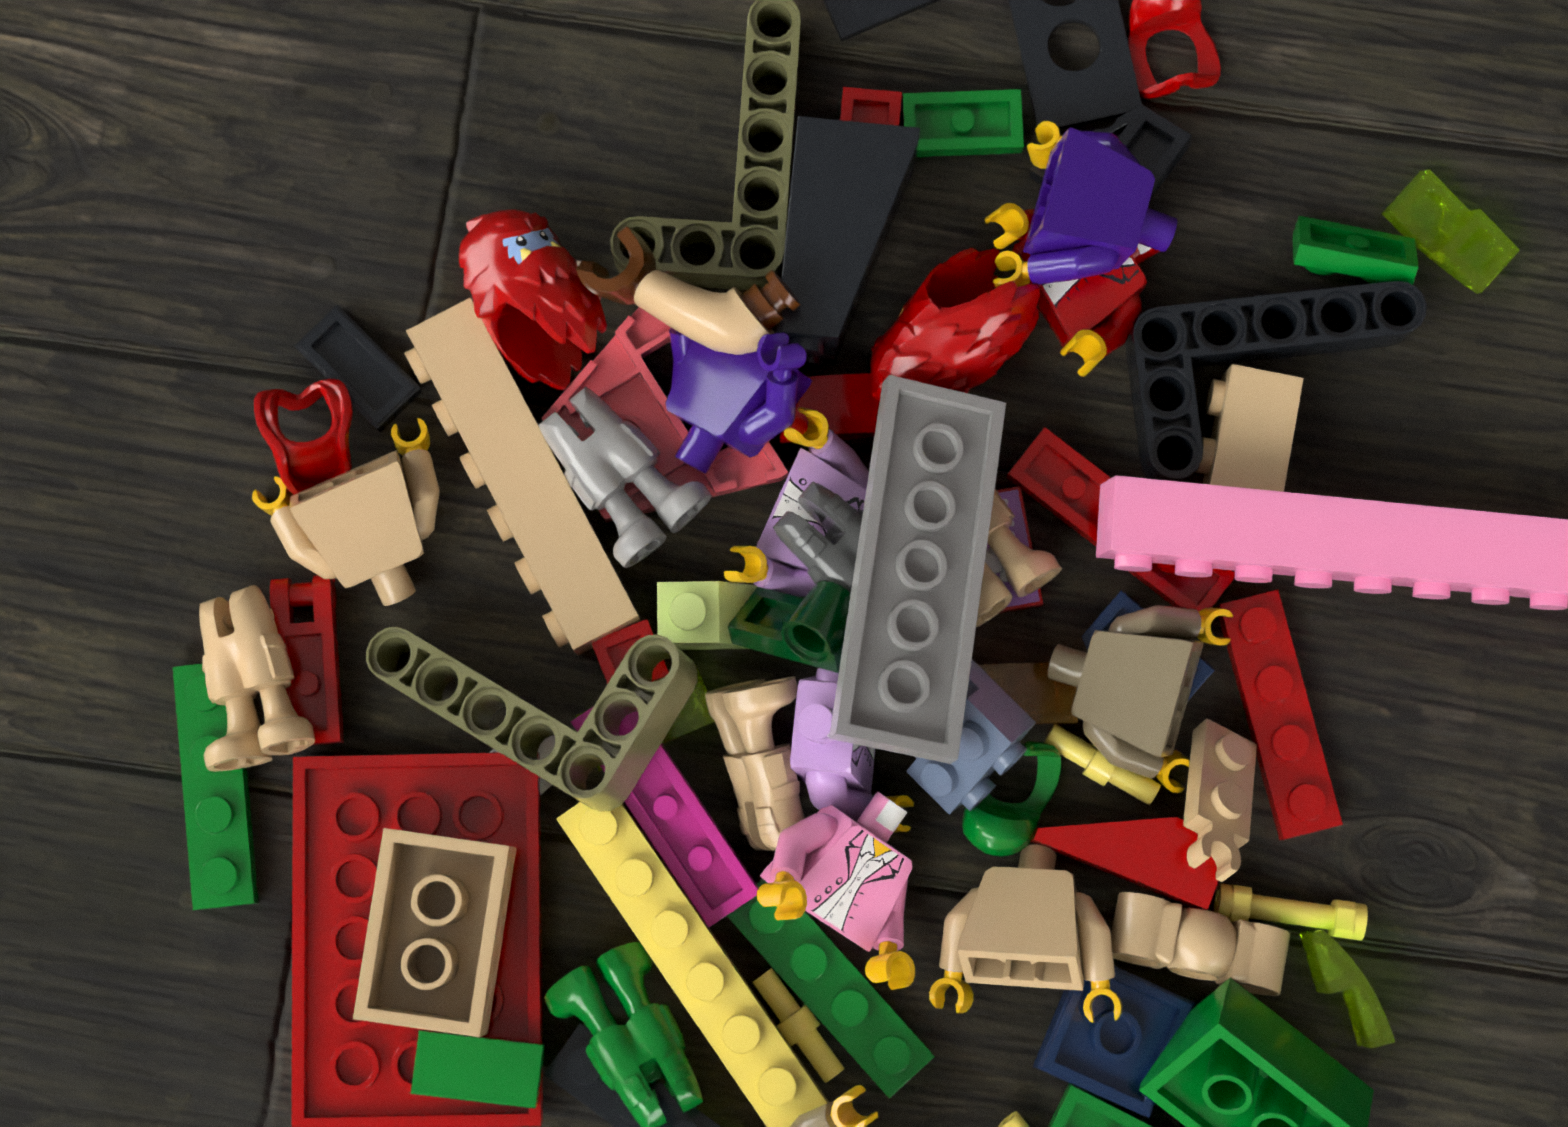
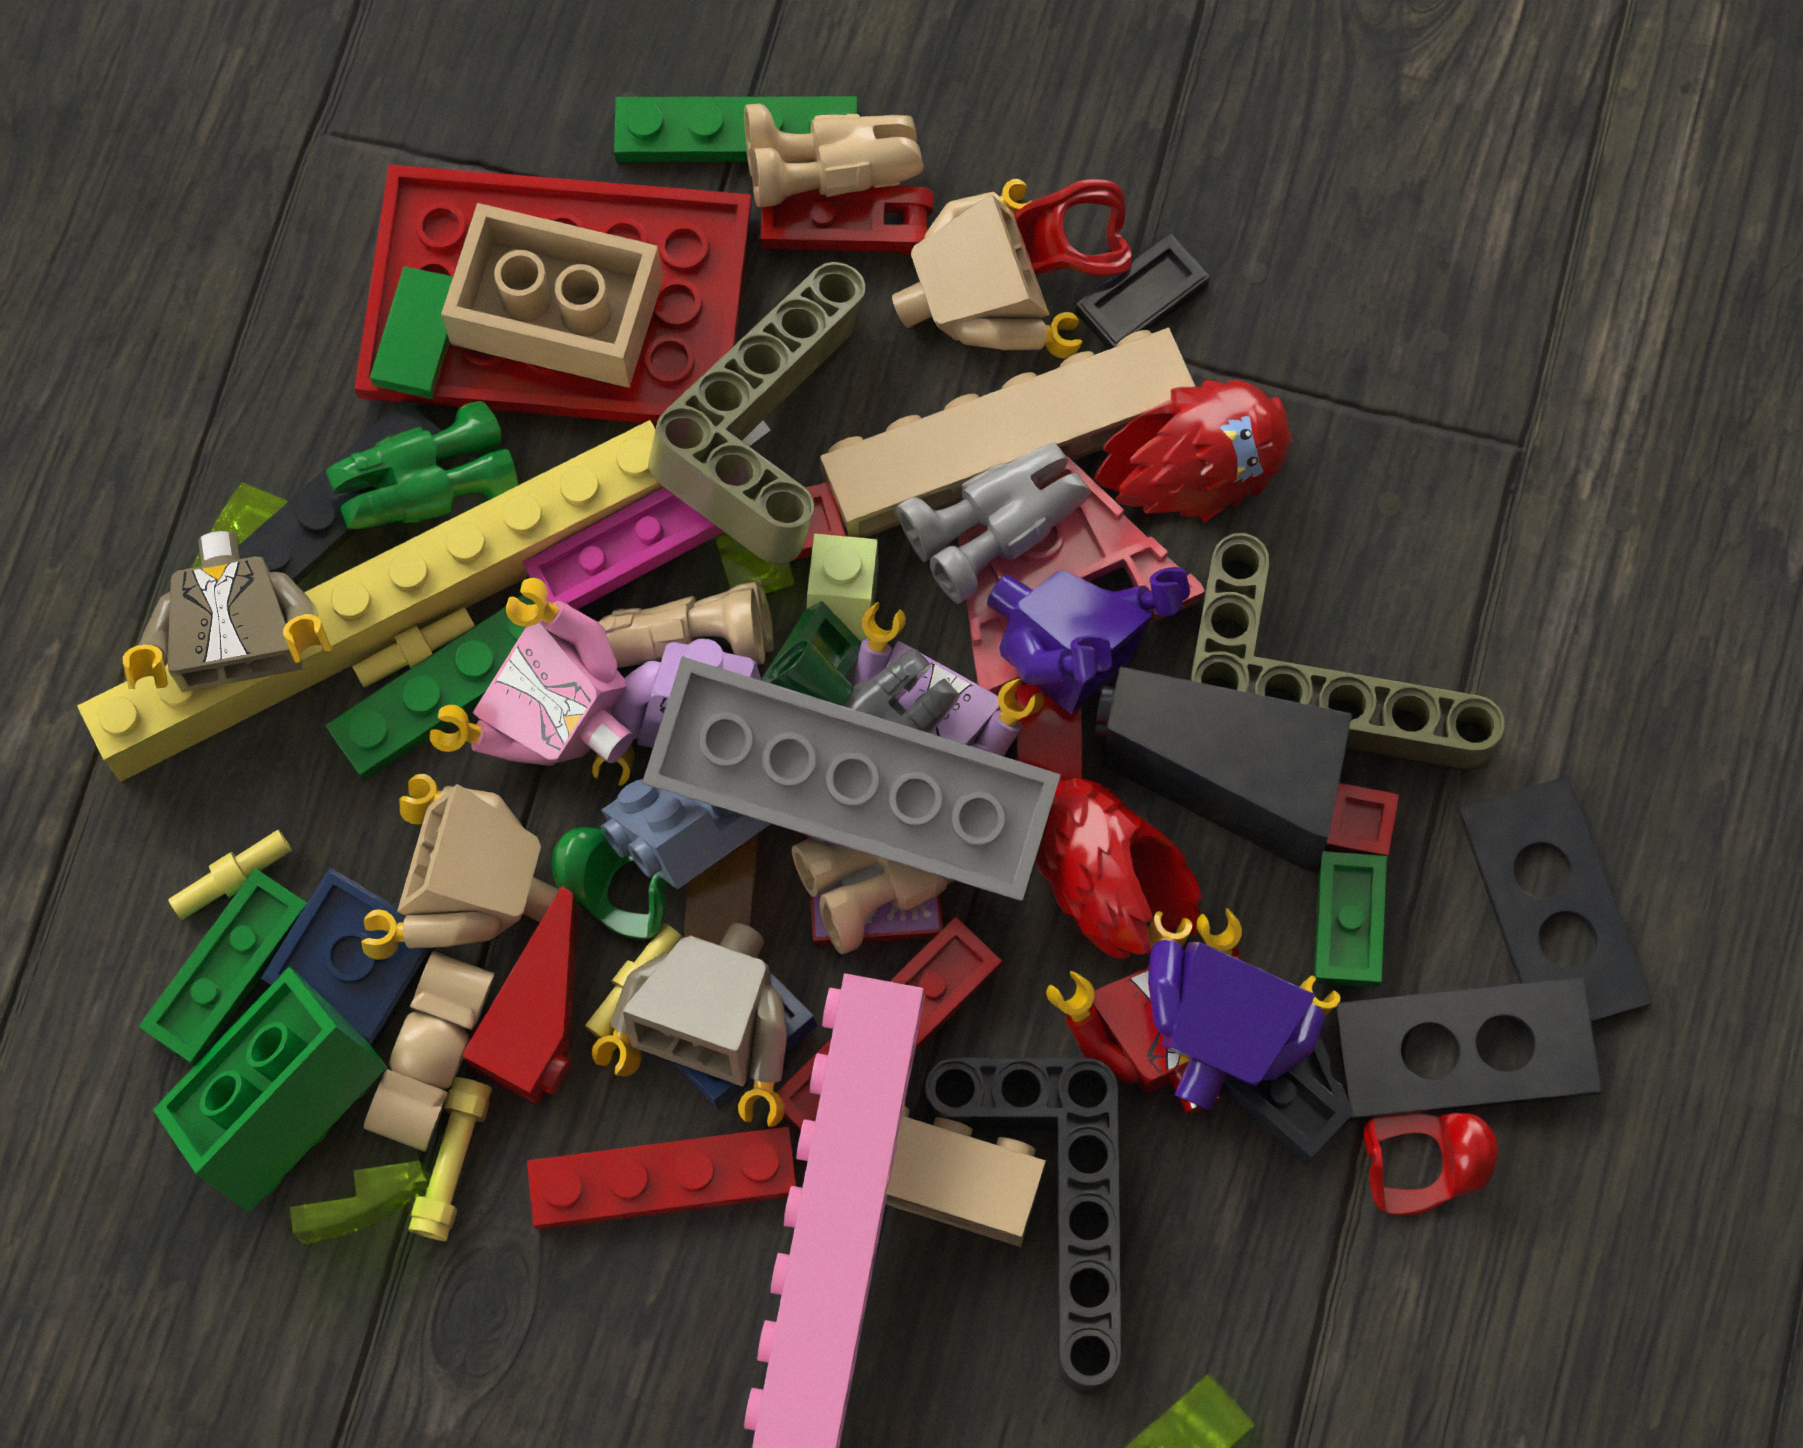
camera: 100 degrees right, 10 degrees down
(716, 320) = (1137, 599): piece -> none
(1219, 796) = (579, 1084): tan plate -> none
(1353, 251) = (1165, 1326): green plate -> none

